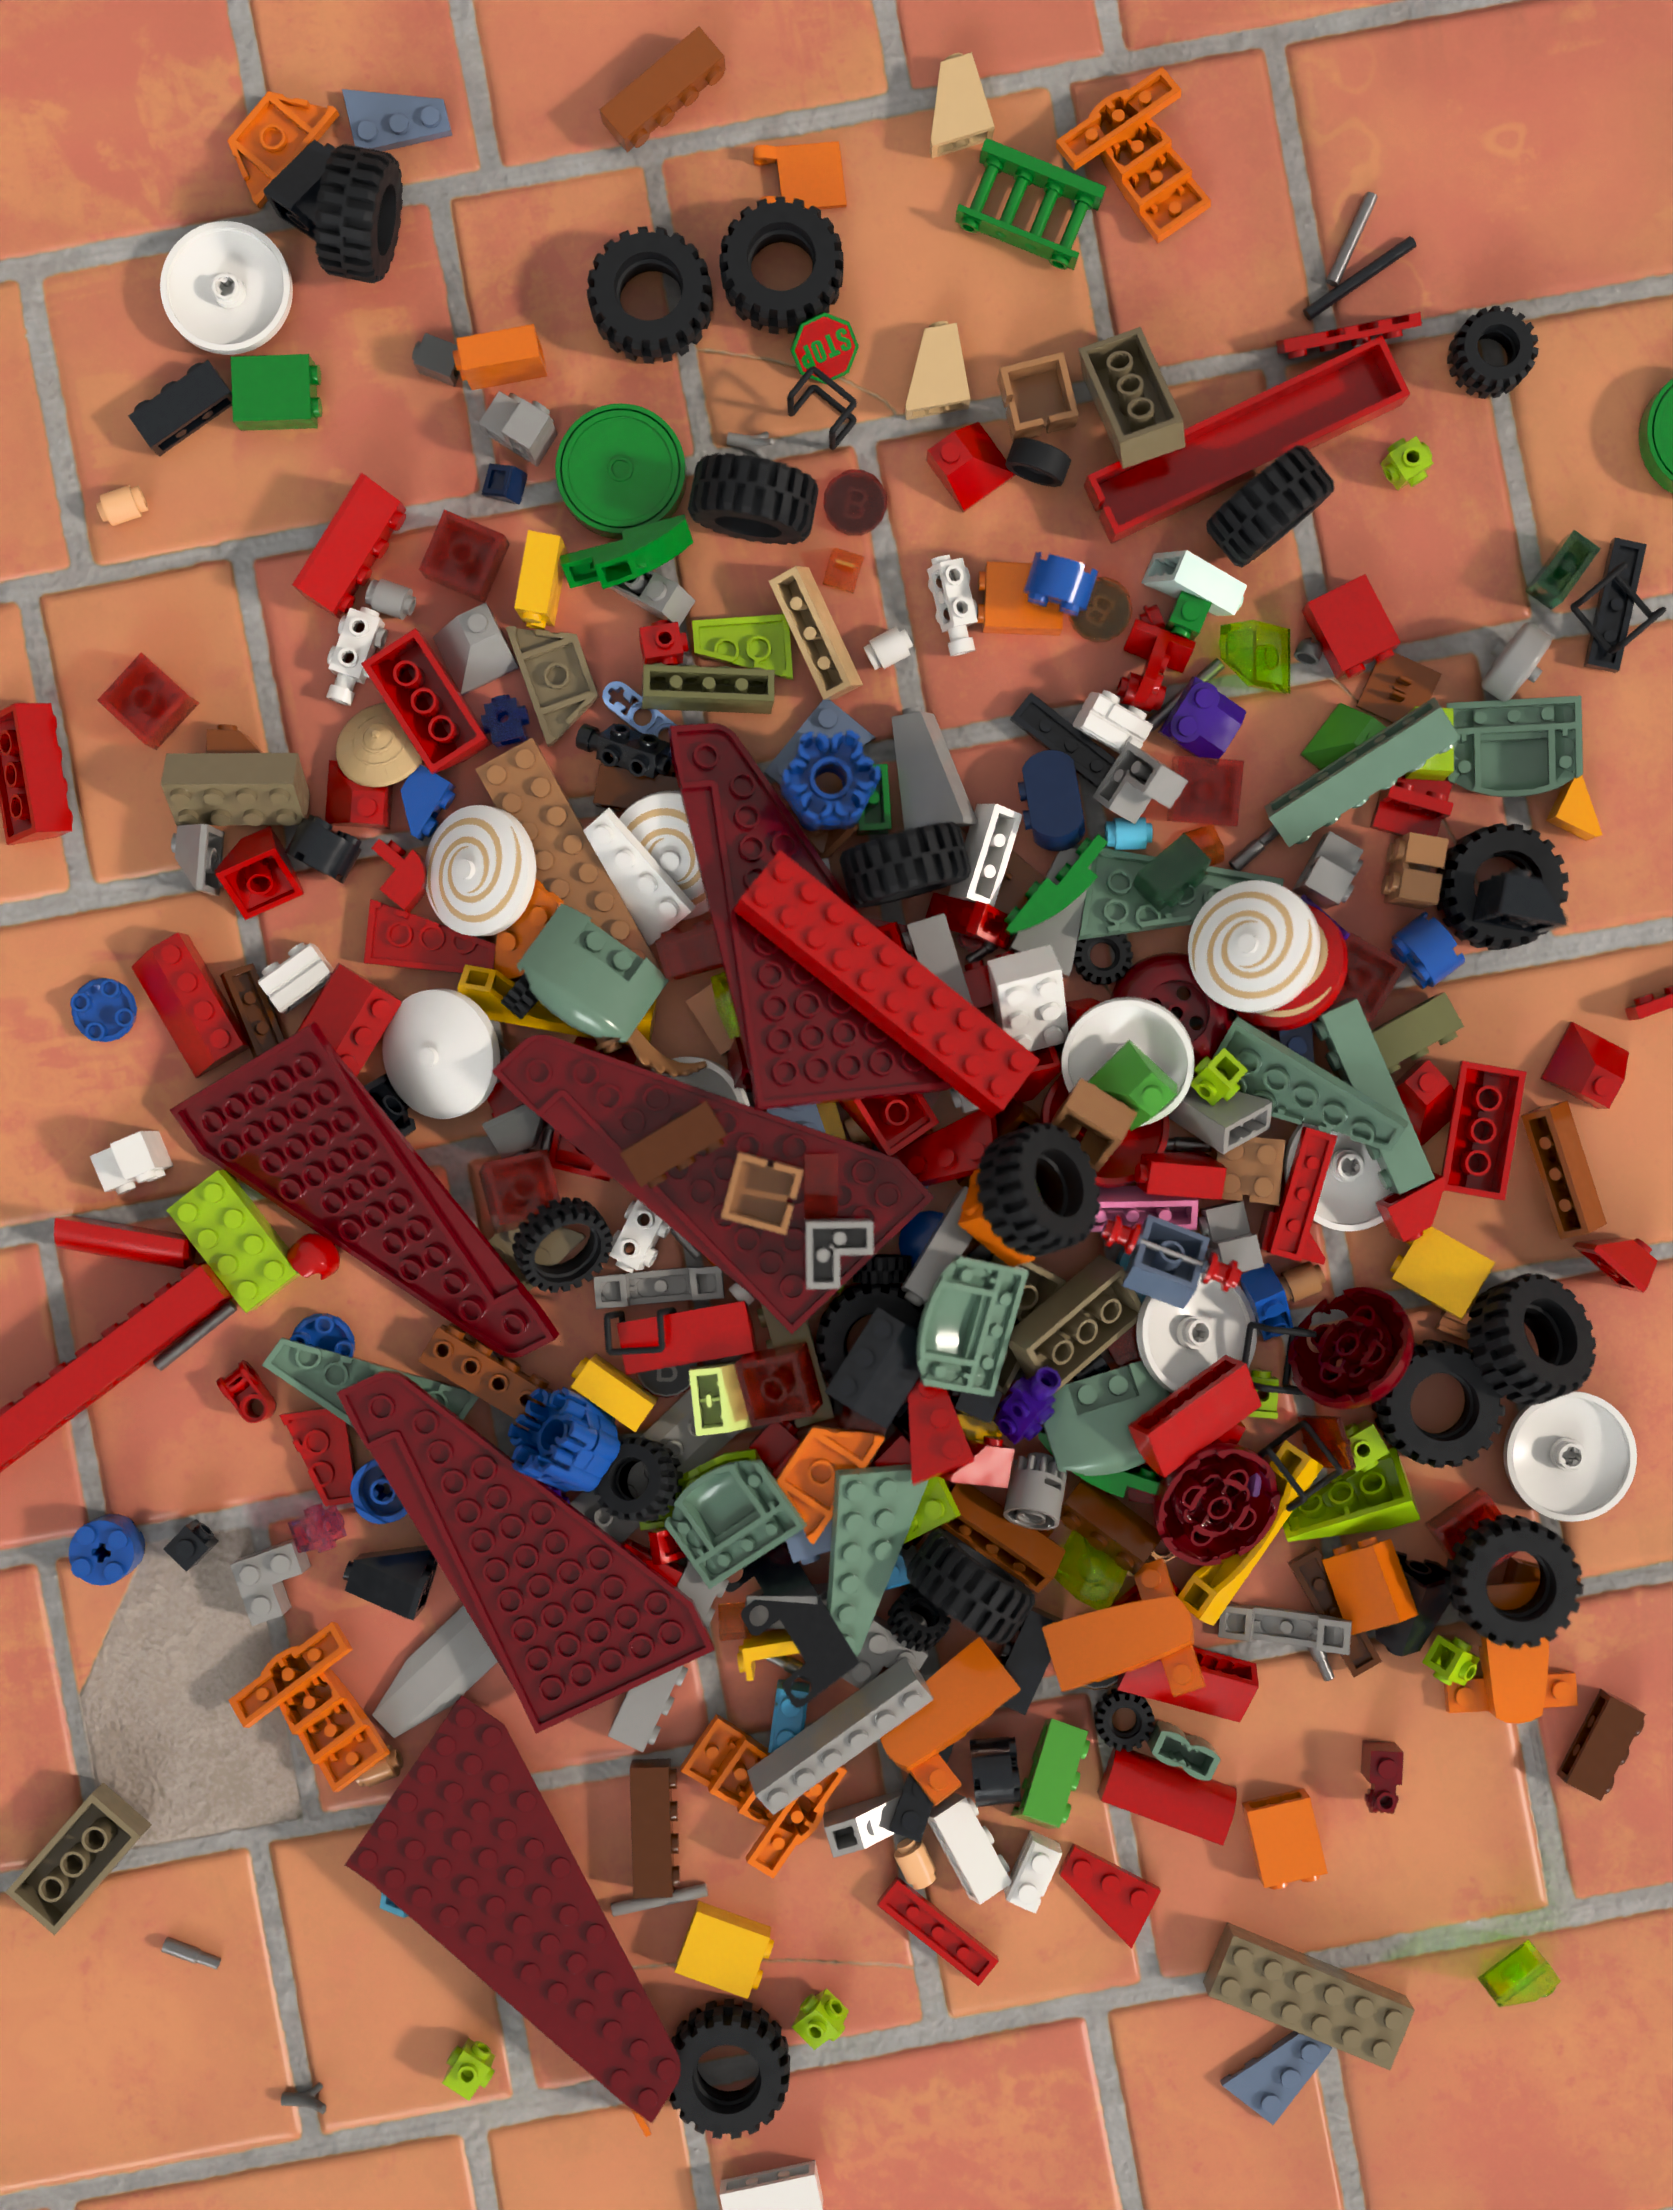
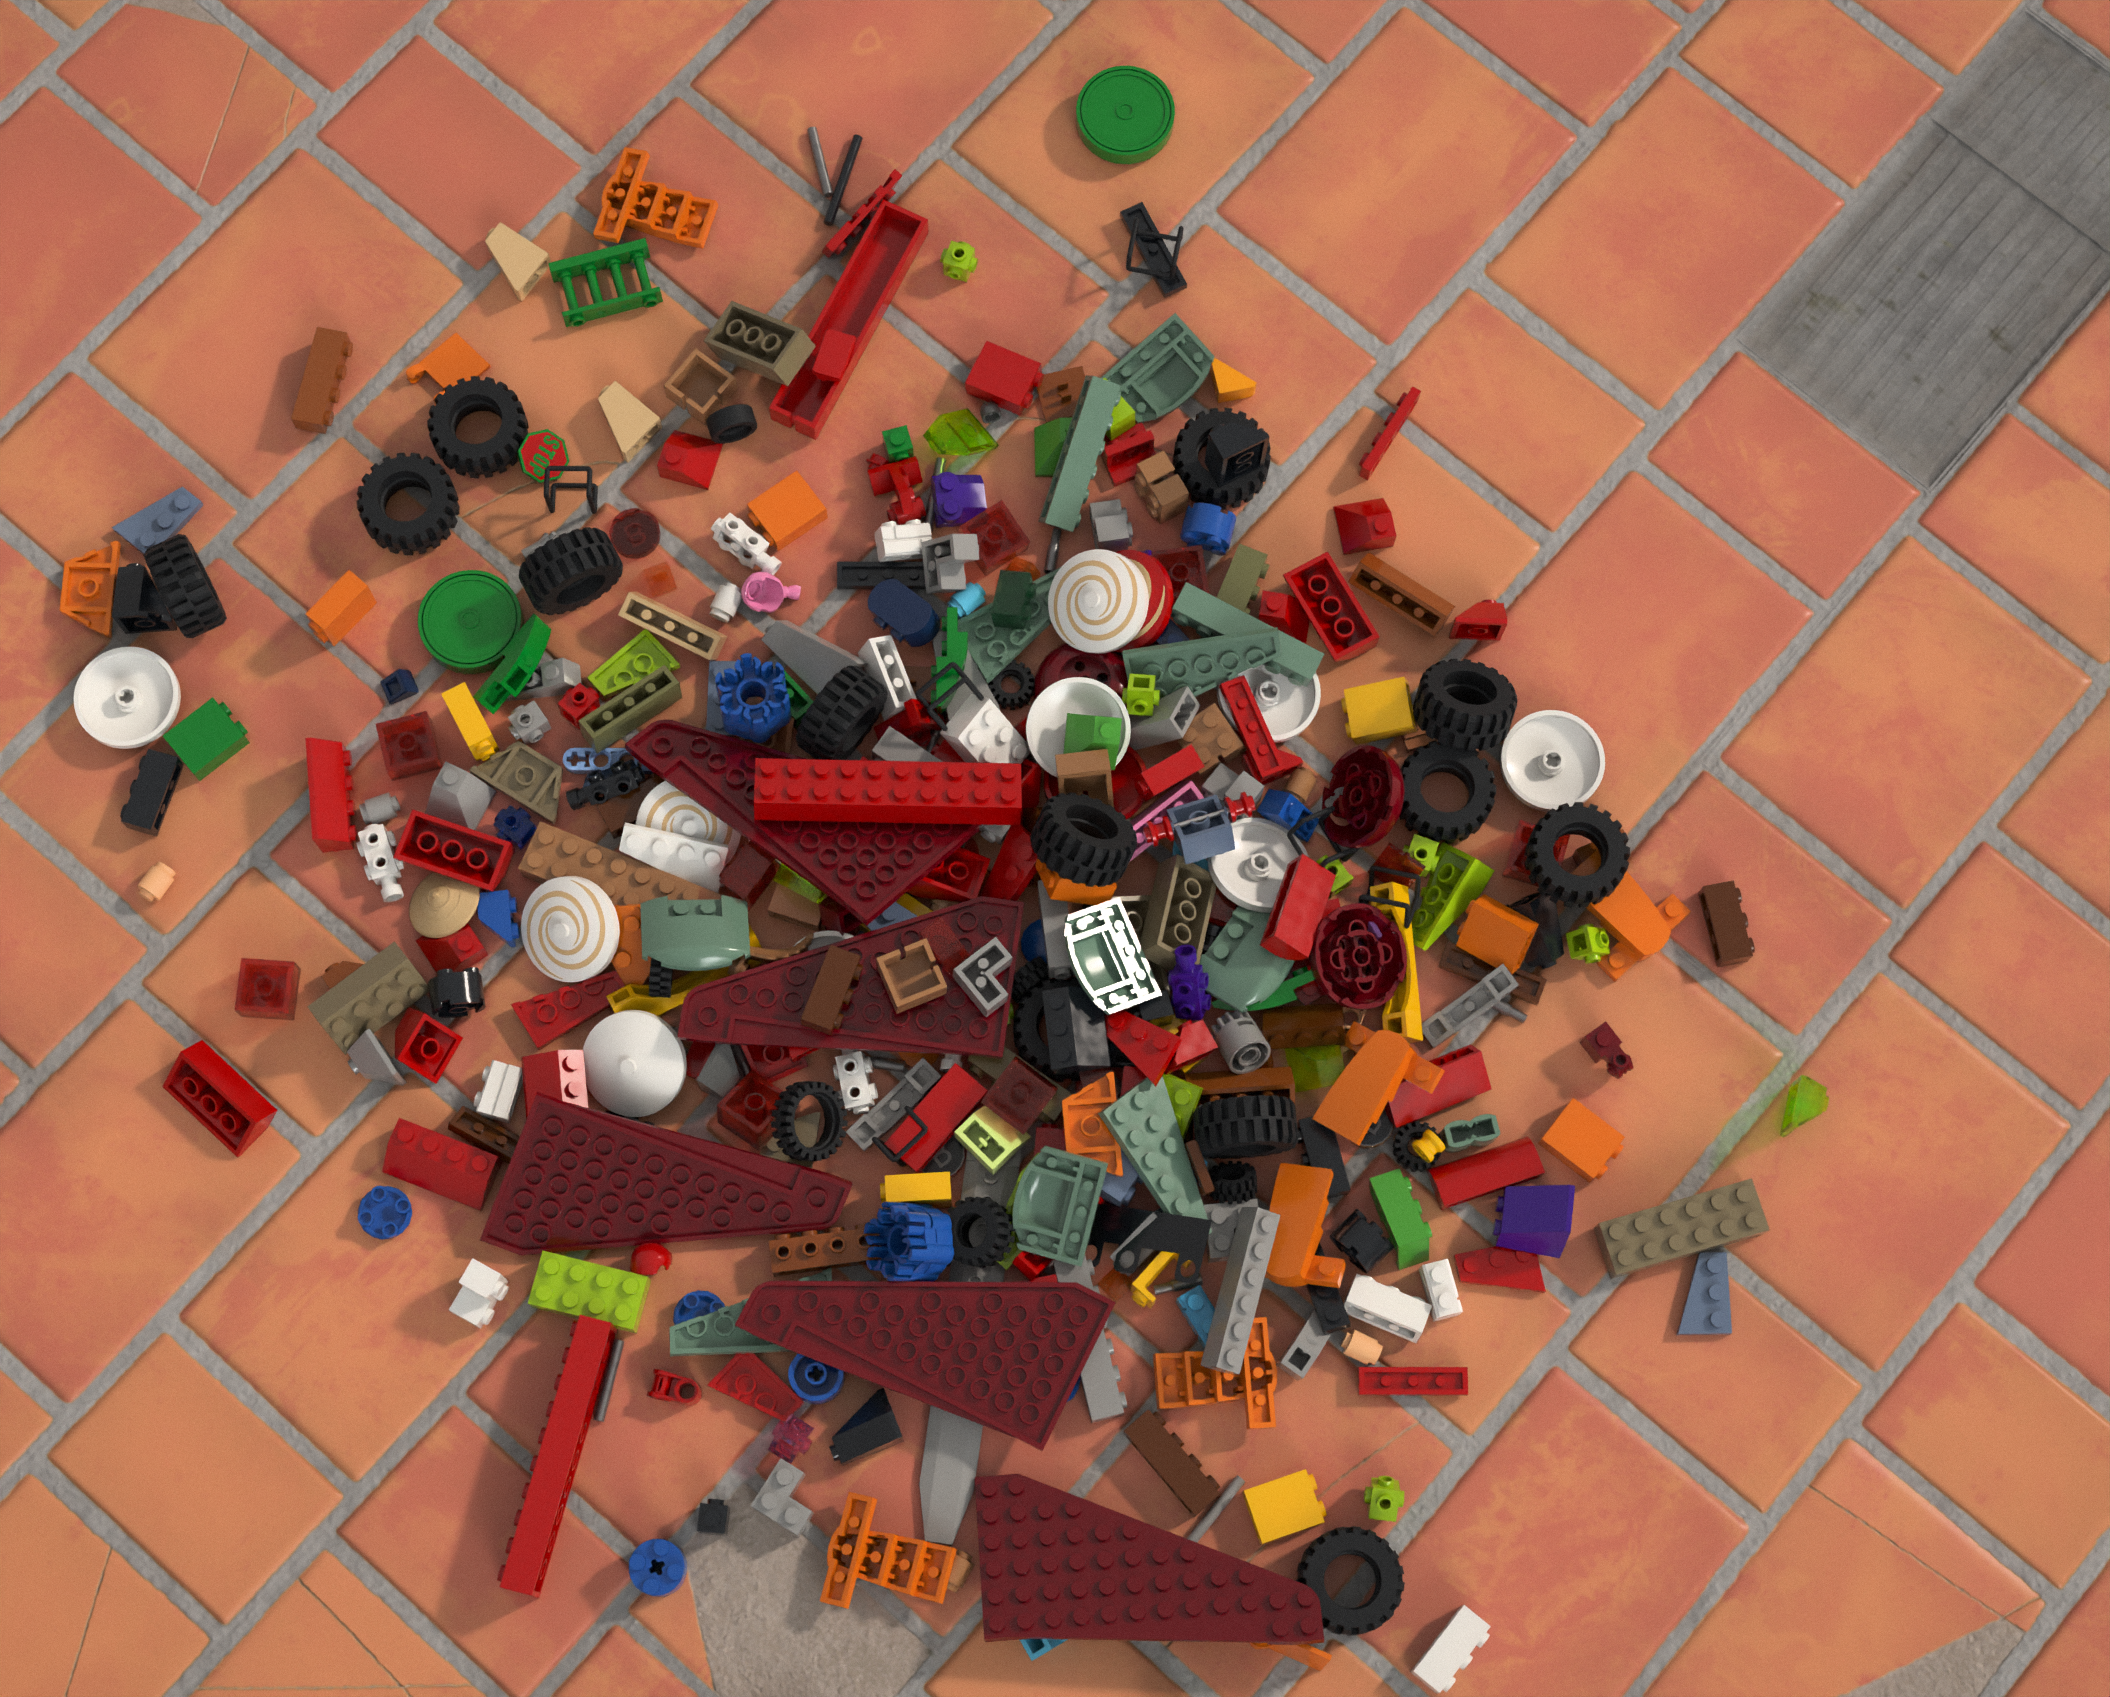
camera: 45 degrees left, 15 degrees down
(124, 1241) = (515, 1350): red brick -> none
(409, 880) = (526, 973): red brick -> none
(435, 359) = (298, 641): dark grey brick -> none
(519, 426) = (384, 643): light grey brick -> none
(606, 632) = (528, 723): none -> light grey brick
(894, 1590) = (1199, 1168): none -> reddish brown tile
(935, 670) = (765, 592): none -> bright pink hair
(1054, 941) = (930, 708): none -> black piece
(1060, 582) = (803, 479): blue brick -> none
(1106, 613) = (840, 483): clear orange tile -> none
(1132, 1736) = (1428, 1146): none -> yellow wheel
(1177, 1882) = (1535, 1218): none -> dark purple slope
(1187, 1144) = (1160, 756): flat silver pin -> none
(1189, 573) = (878, 417): light aqua slope -> none
(1196, 470) = (833, 355): none -> red slope
(1270, 505) = (895, 342): black tyre -> none
(1412, 1211) = (1327, 685): red slope -> none
(1506, 330) = (958, 144): black tyre -> none
(1516, 661) = (1120, 323): light grey wheel -> none
(1562, 569) = (1104, 252): clear green brick -> none

